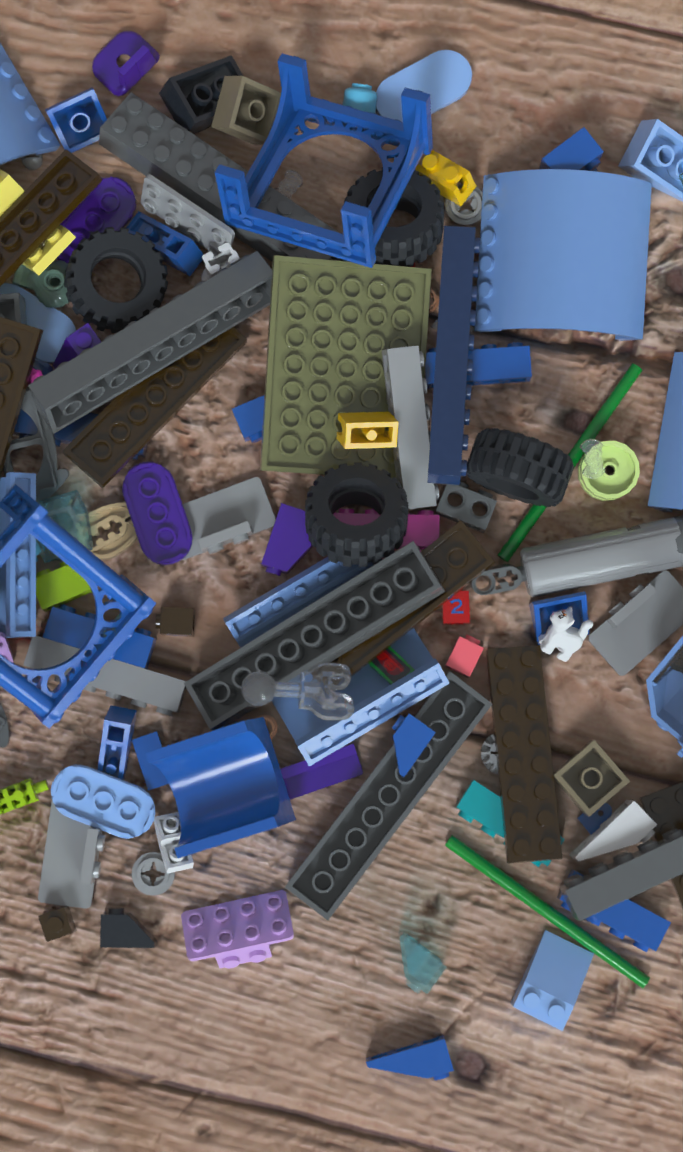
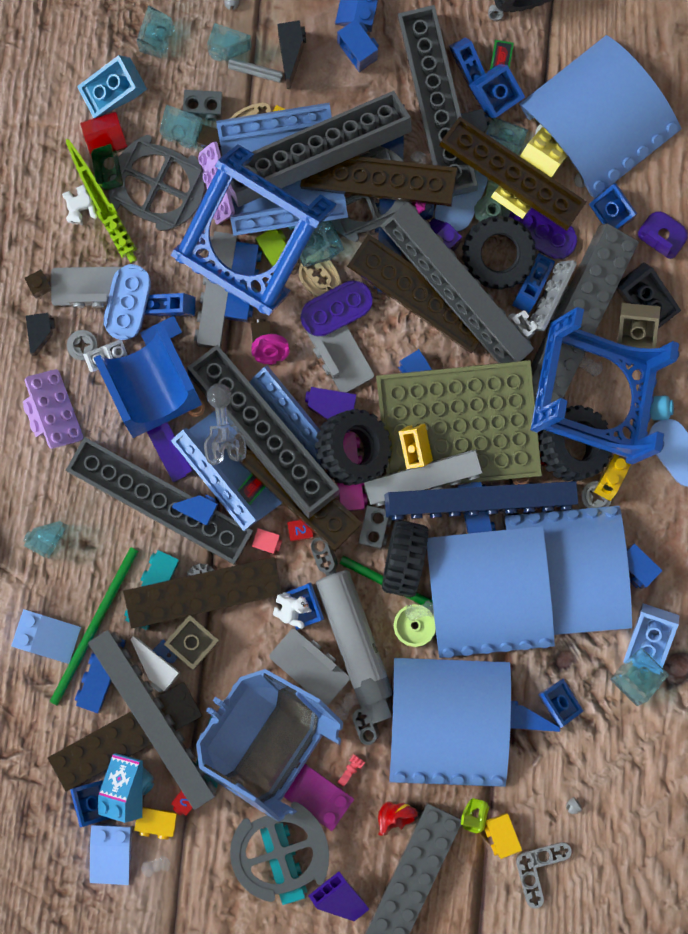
camera: 75 degrees right, 0 degrees up
(200, 611) = (270, 348): none -> dark pink tile
(578, 357) = (491, 592): none -> medium blue panel

